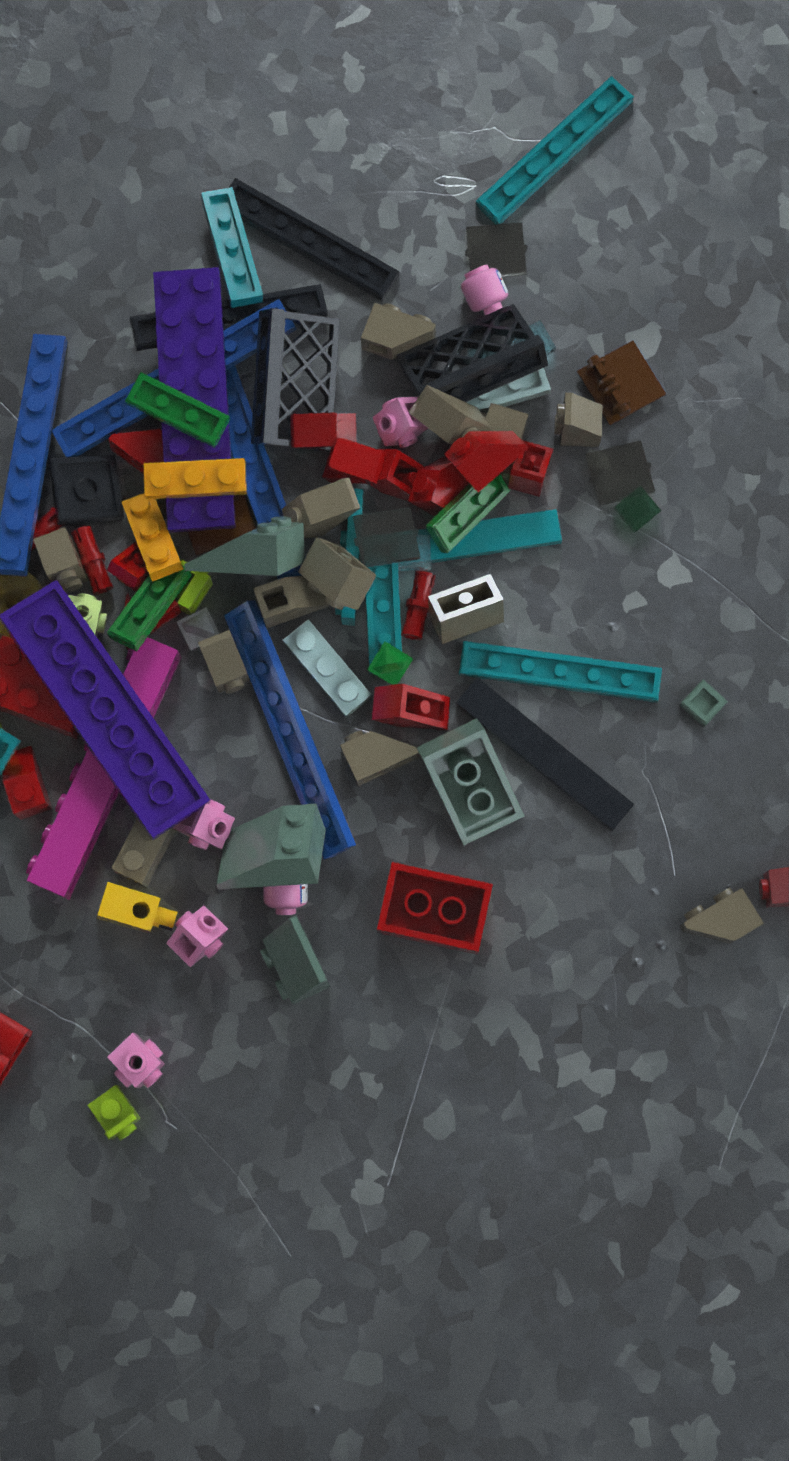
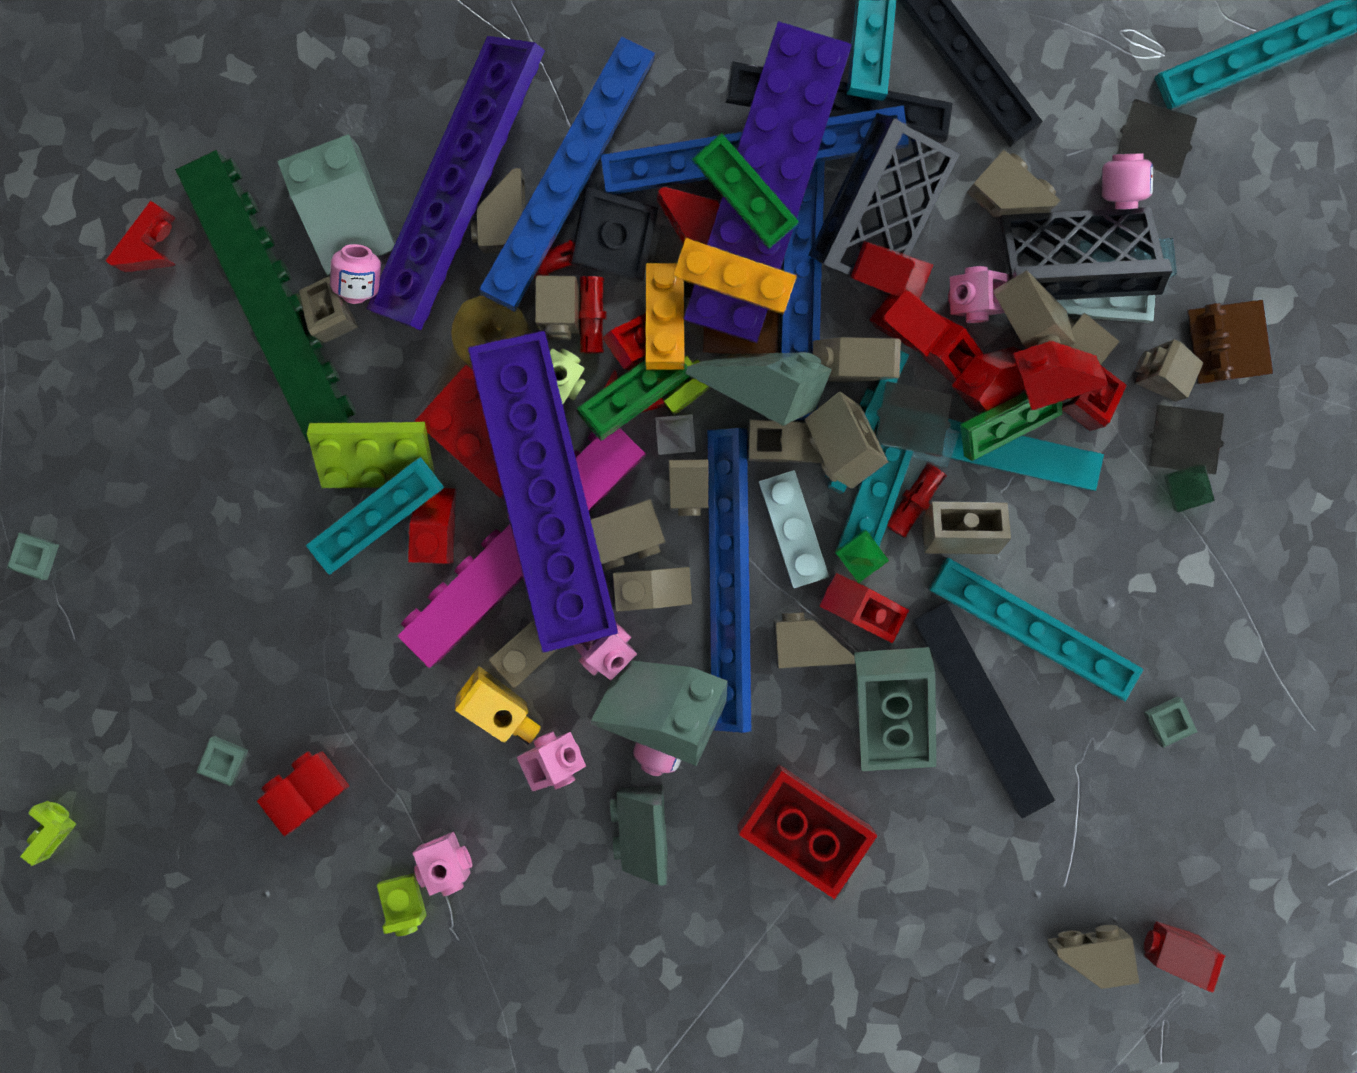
camera: 20 degrees right, 10 degrees up
(190, 722) = (626, 533): none -> dark tan brick
(227, 761) = (652, 589): none -> dark tan slope

